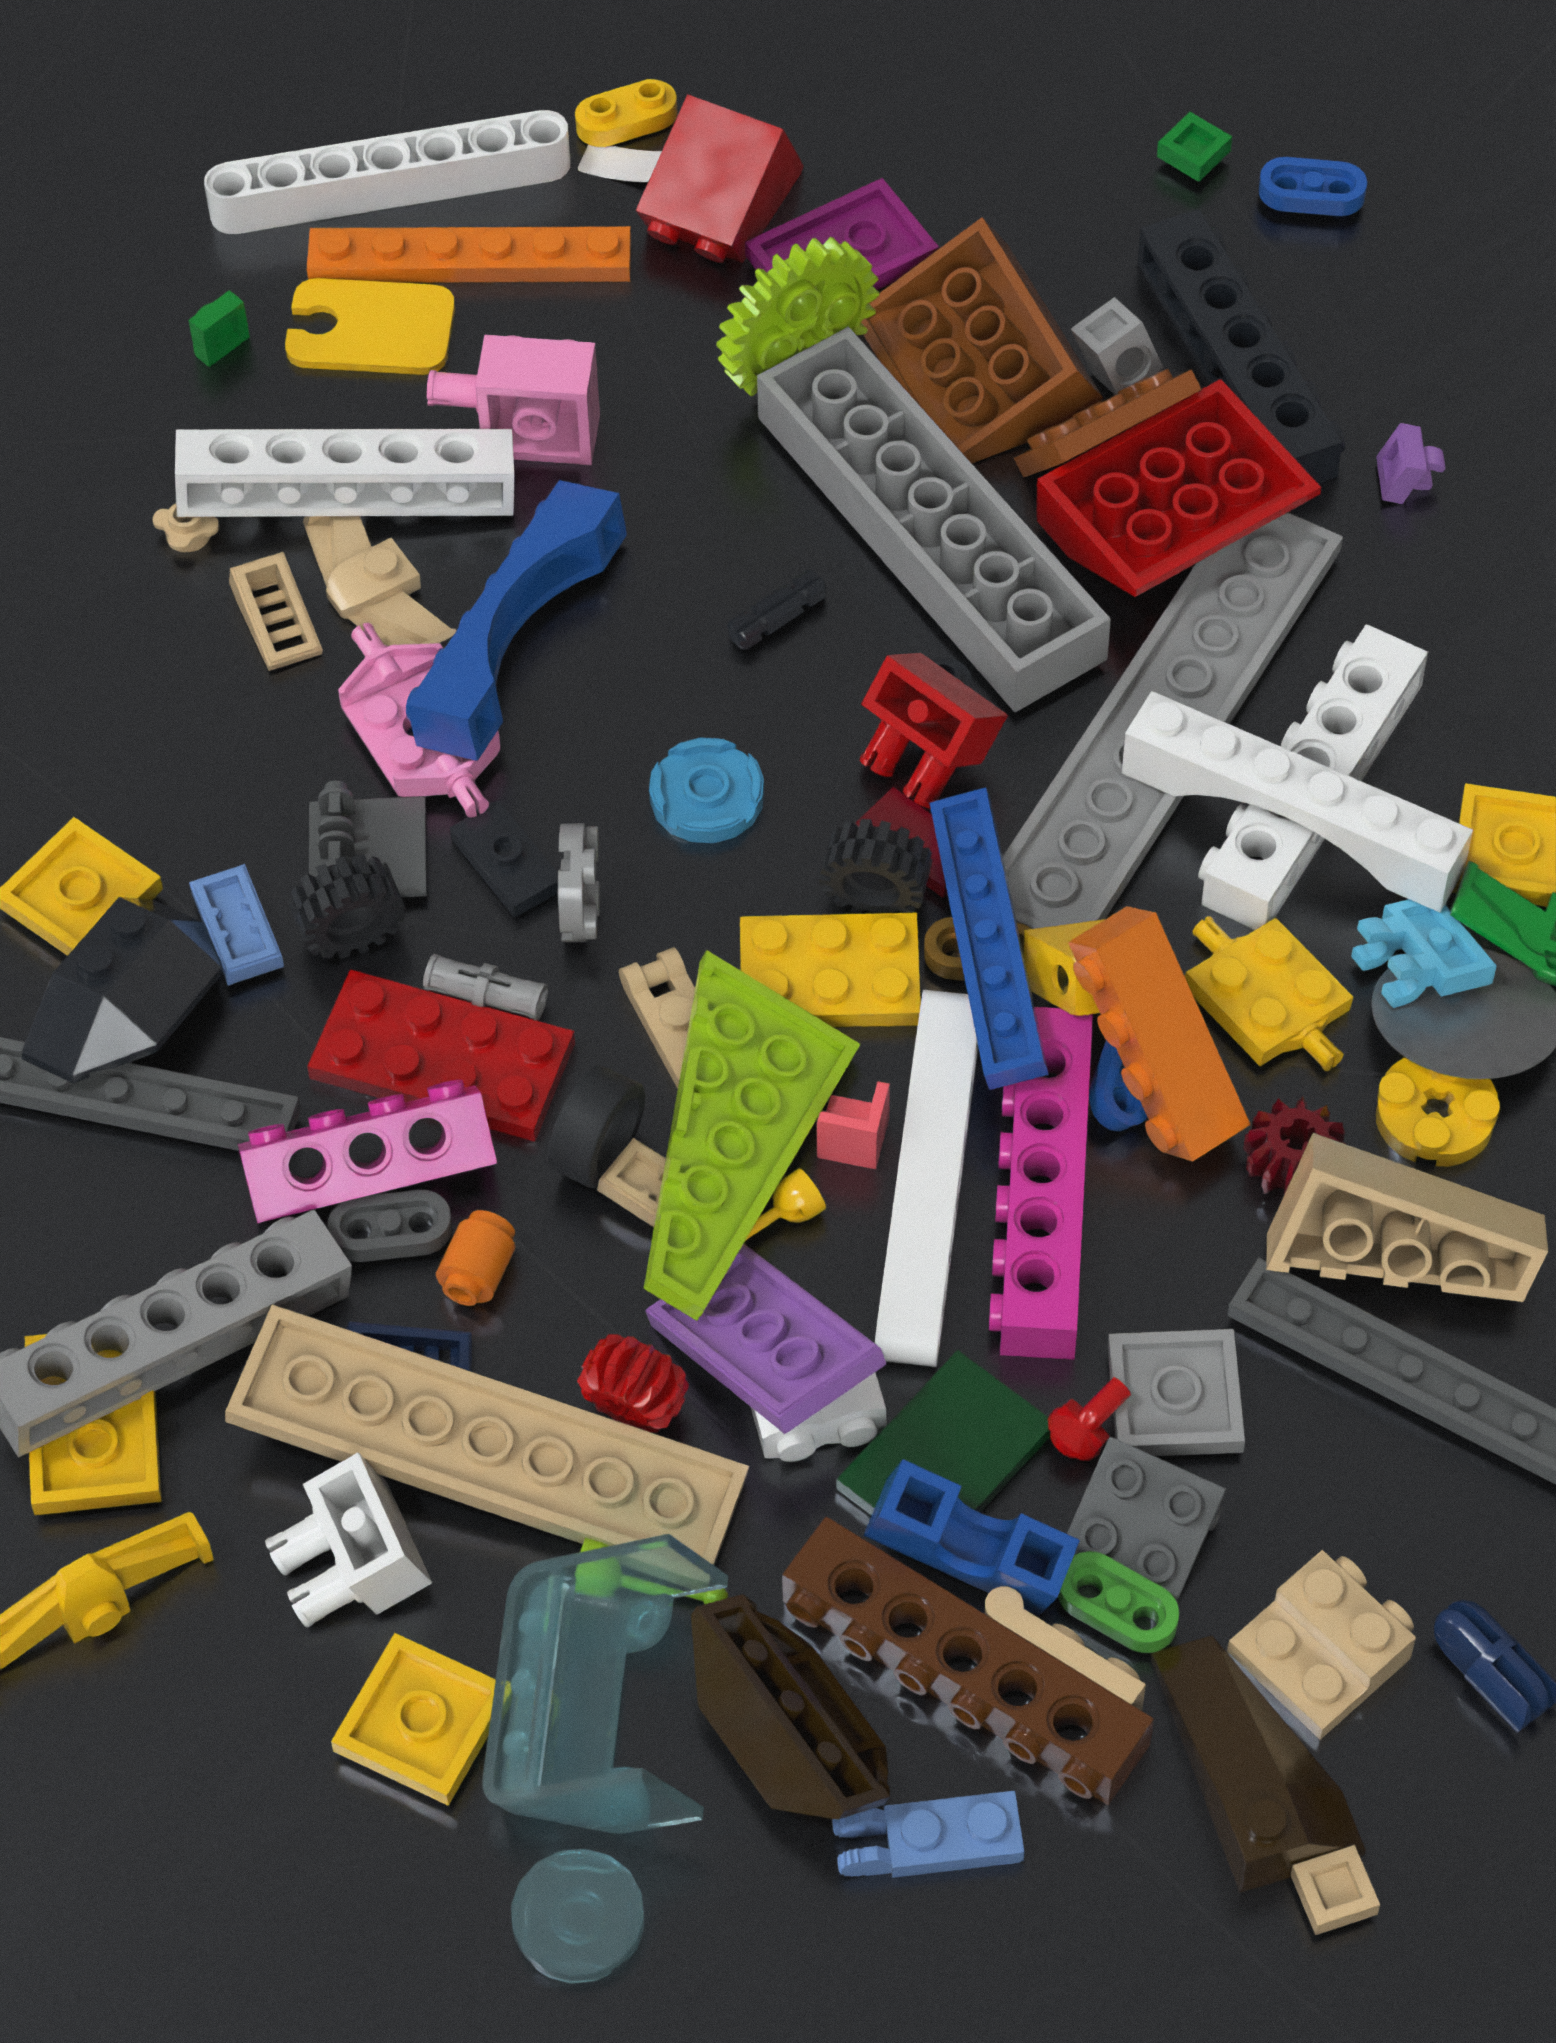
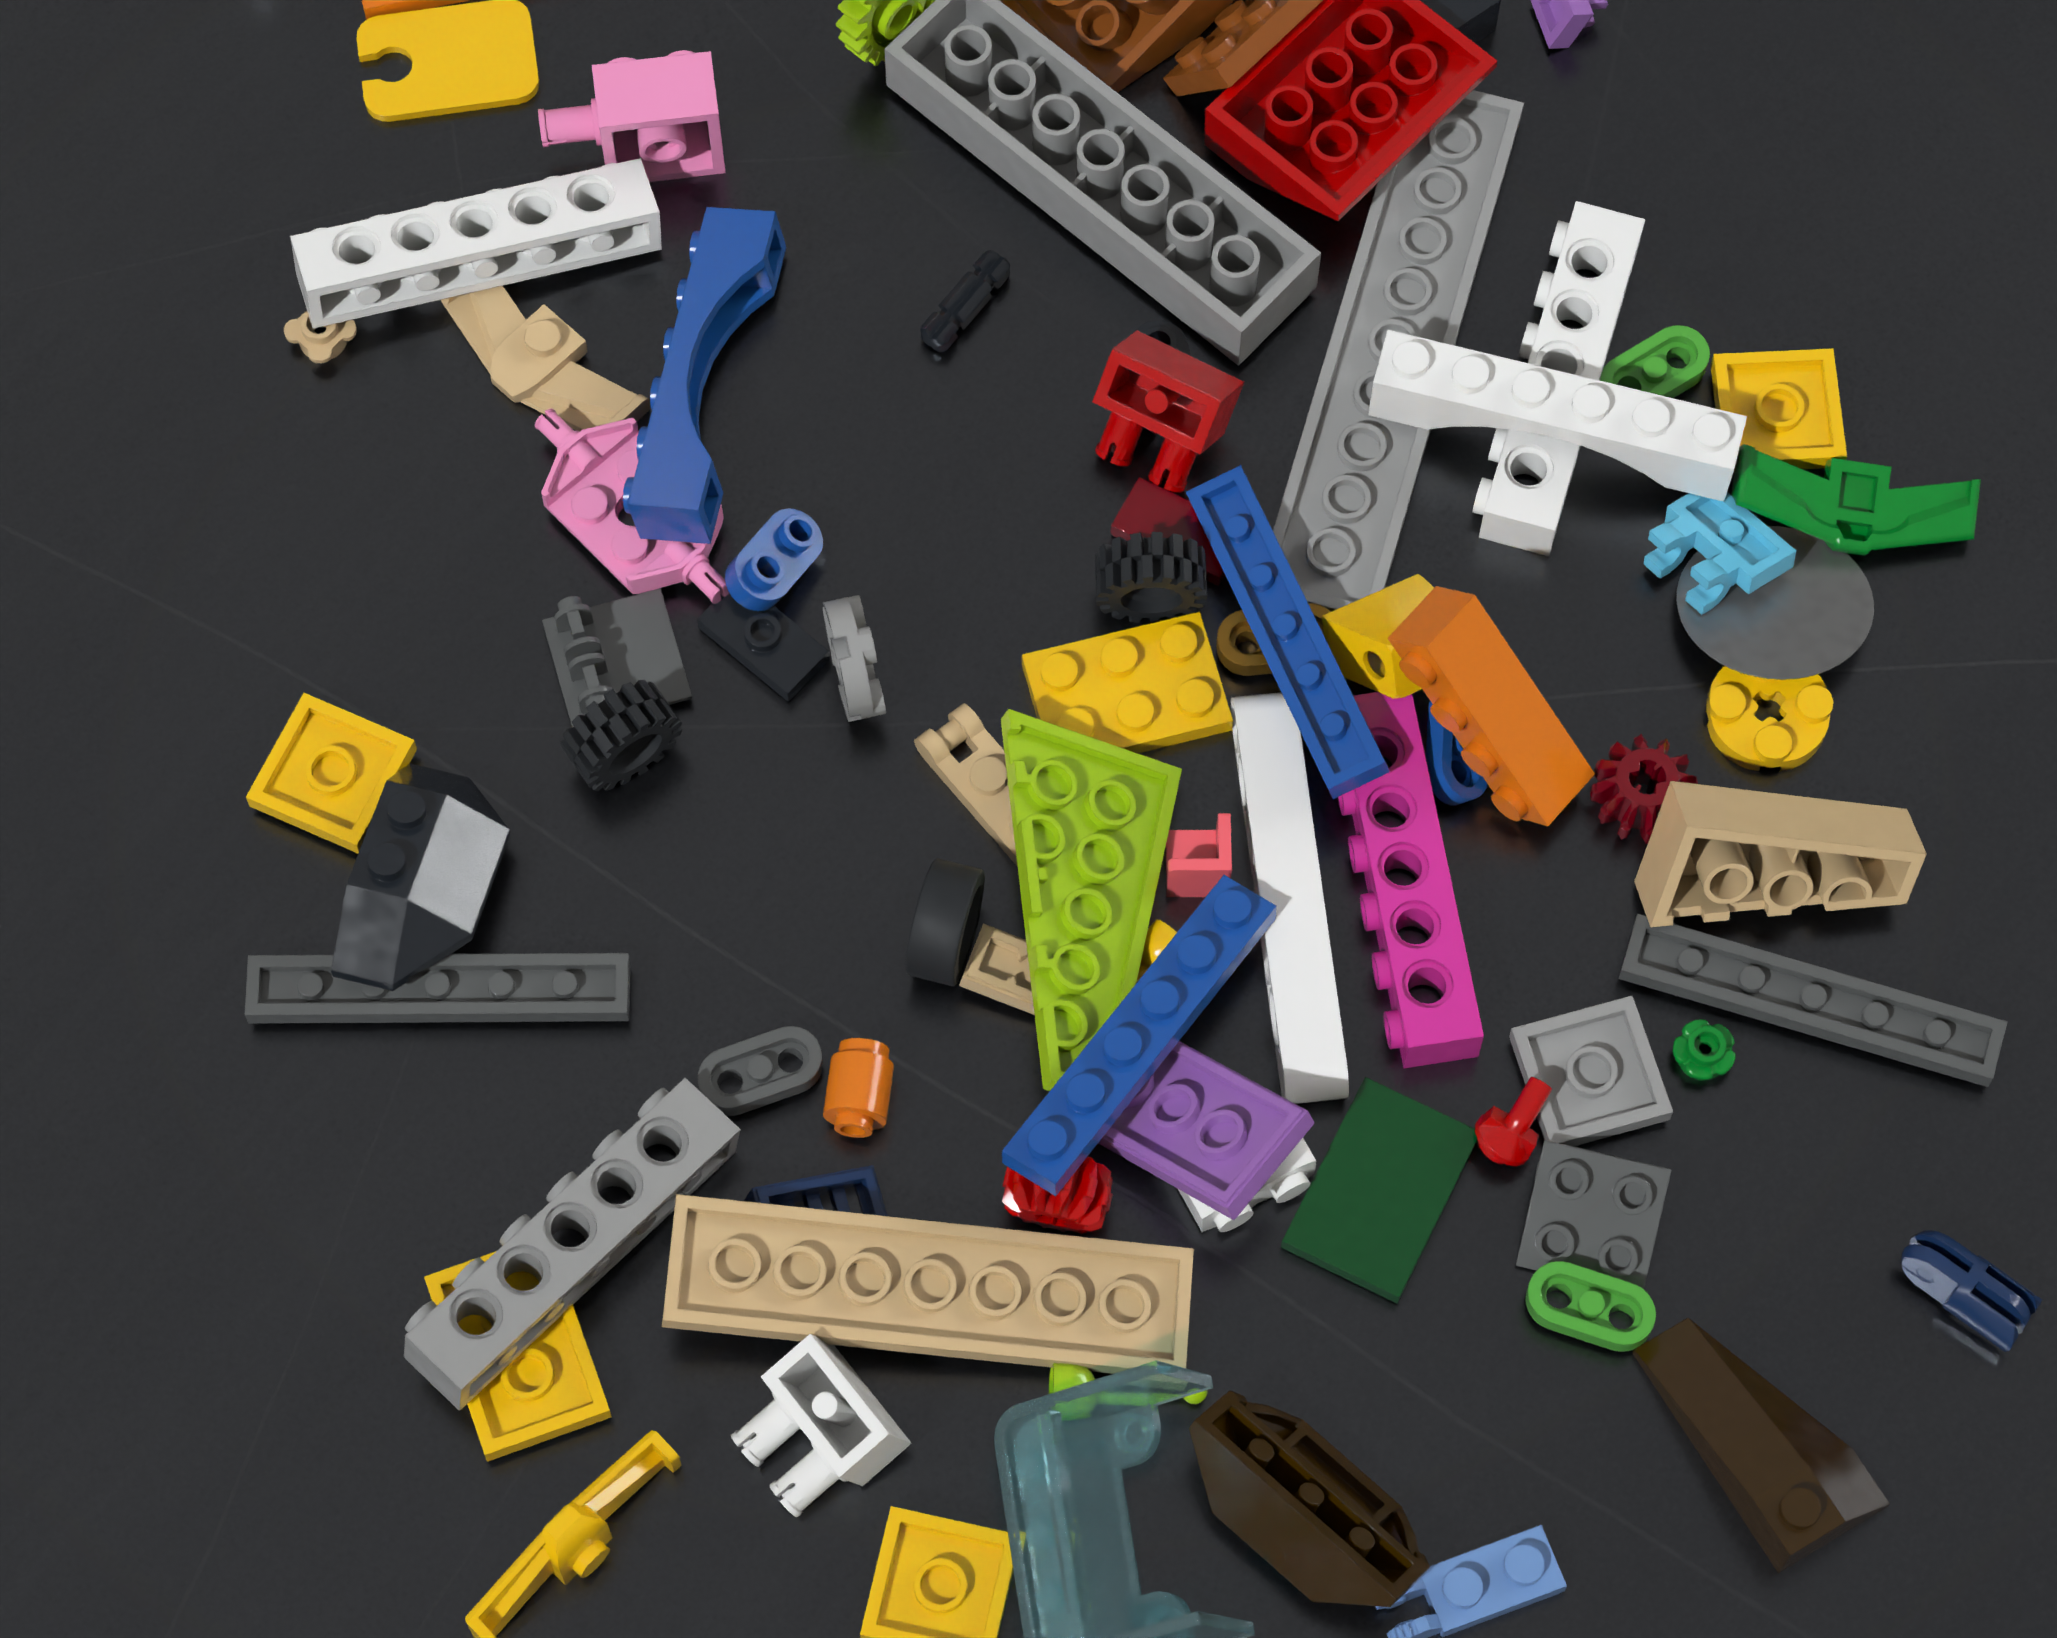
camera: 15 degrees left, 10 degrees up
(219, 328) = (290, 98): green plate -> none
(236, 924) = (506, 773): medium blue plate -> none
(266, 573) = (416, 374): tan slope -> none
(405, 1039) = (757, 870): red plate -> none
(462, 1147) = (697, 1034): brick -> none
(485, 986) = (783, 788): light grey pin -> none
(545, 786) = (777, 556): none -> plate
(706, 790) = (947, 519): dark azure tile -> none
(744, 1255) = (1138, 1035): none -> blue plate
(929, 1523) = (1467, 1289): blue arch -> none
(1007, 1608) = (1551, 1377): tan plate -> none
(1061, 1696) = (1496, 1393): reddish brown brick -> none
(1268, 992) = (1573, 621): yellow plate -> none
(1293, 1411) = (1701, 1065): none -> green plate
(1324, 1643) = (1799, 1302): tan plate -> none
(1335, 1889) = (1873, 1553): tan plate -> none
(1408, 776) = (1647, 367): none -> bright green plate

